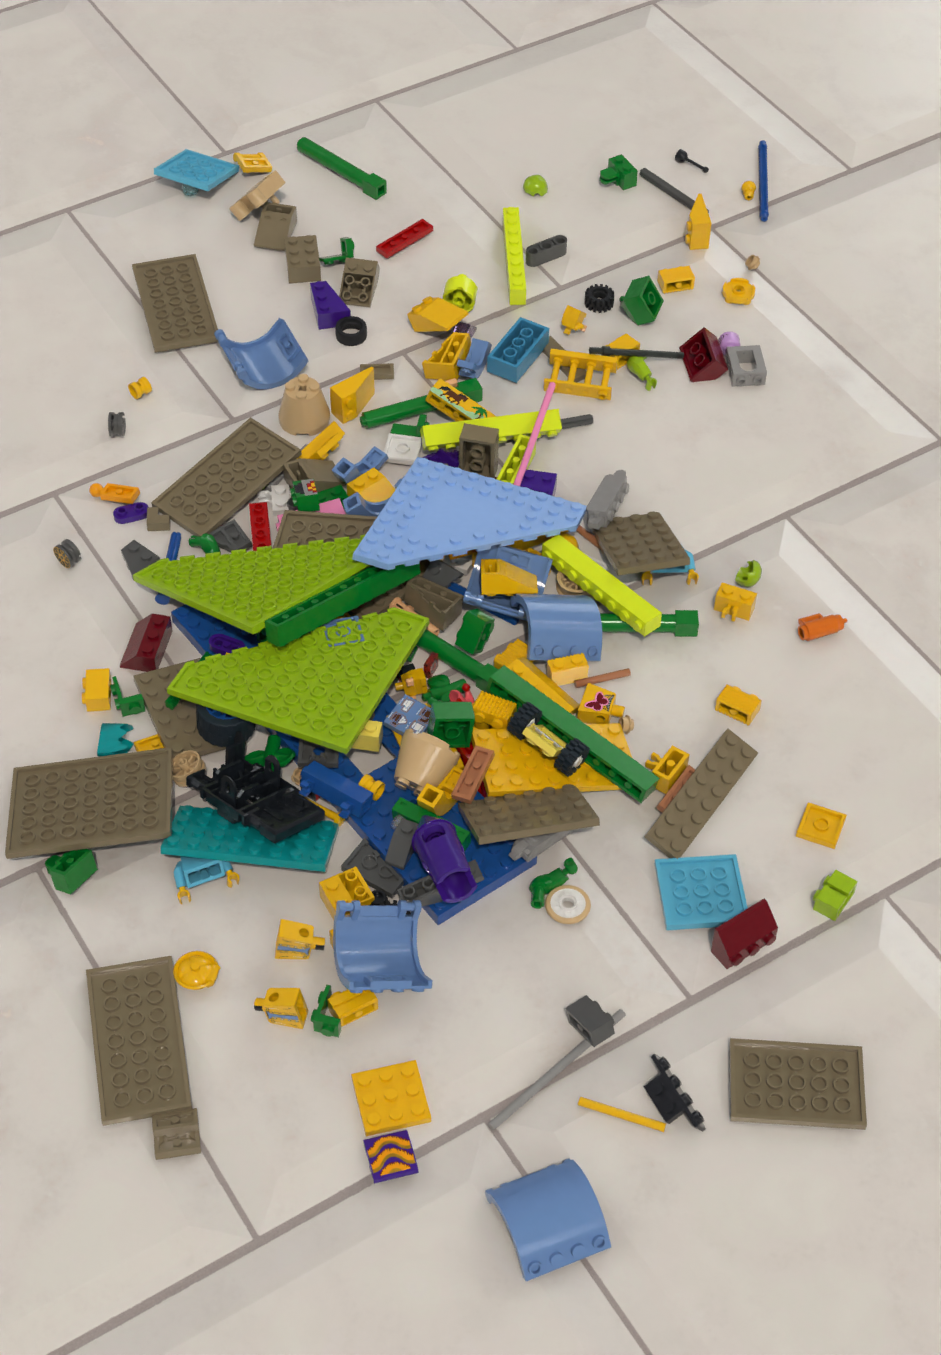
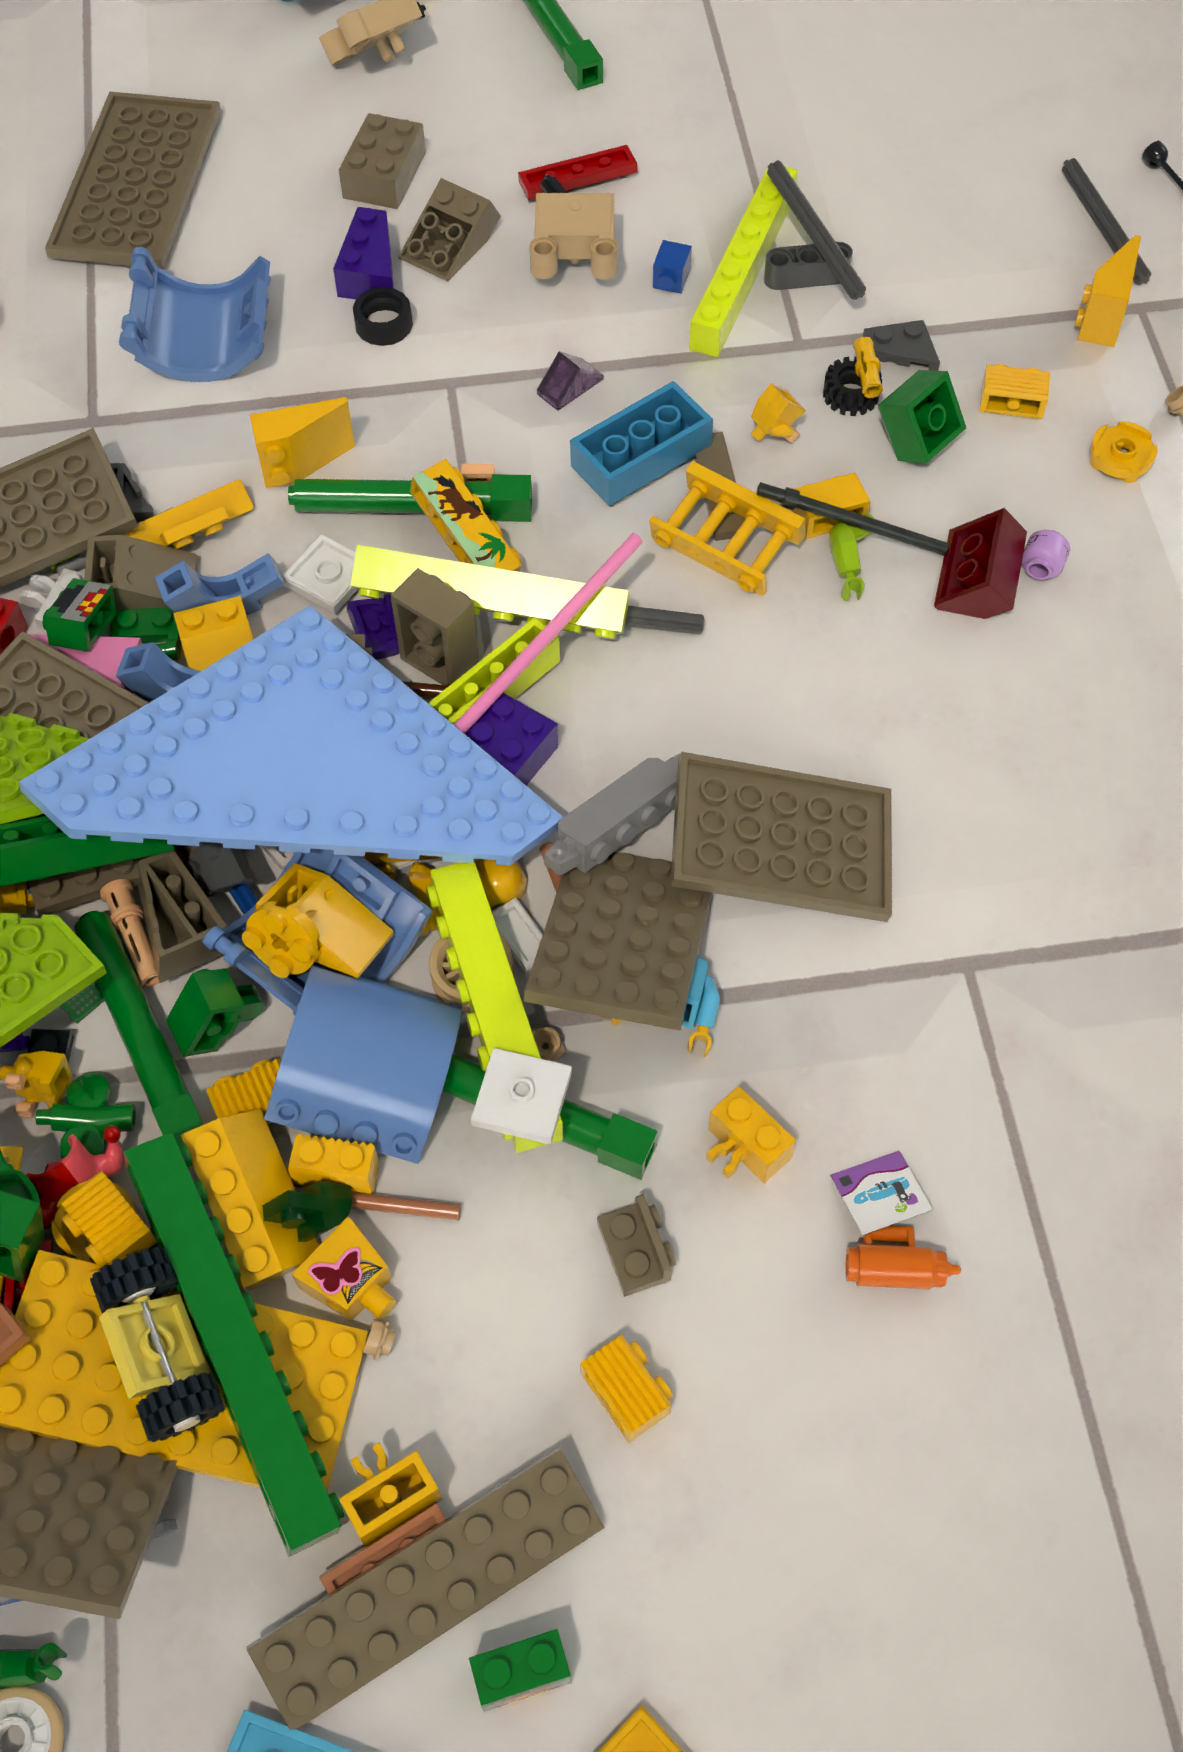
camera: 25 degrees right, 10 degrees up
(274, 225) = (376, 84): dark tan slope -> none
(303, 407) = (203, 435): tan cone -> none
(347, 248) = (467, 160): green bracket -> none
(381, 371) = (382, 406): dark tan tile -> none
(408, 429) = (352, 534): green bracket -> none
(425, 263) = (573, 229): none -> tan piece
(431, 665) = (96, 1049): clear red tile -> none
(435, 315) = (532, 330): yellow slope -> none
(444, 361) = (514, 422): yellow wedge -> none
(460, 292) = (600, 303): neon yellow brick -> none
(475, 360) = (550, 446): medium blue arch -> none
(480, 269) = (672, 266): none -> blue brick
(498, 575) = (264, 939): none -> yellow plate
(535, 184) = (861, 137): lime hair -> none
(545, 231) = (816, 230): none -> dark grey axle
(570, 685) = (310, 1210): none -> dark green brick
(600, 281) = (868, 367): none -> yellow pin
(610, 274) = (904, 344): none -> dark grey wing
(619, 172) = (1022, 156): green brick -> none
(640, 607) = (521, 1096): none -> white plate
(682, 487) = (782, 837): none -> dark tan plate
(711, 657) = (636, 1247): none -> dark tan bracket
(746, 354) = (1060, 586): light grey panel -> none
(749, 575) = (813, 1081): lime hair -> none
(755, 806) = (520, 1670): none -> green brick
(799, 606) = (881, 1192): none -> sticker

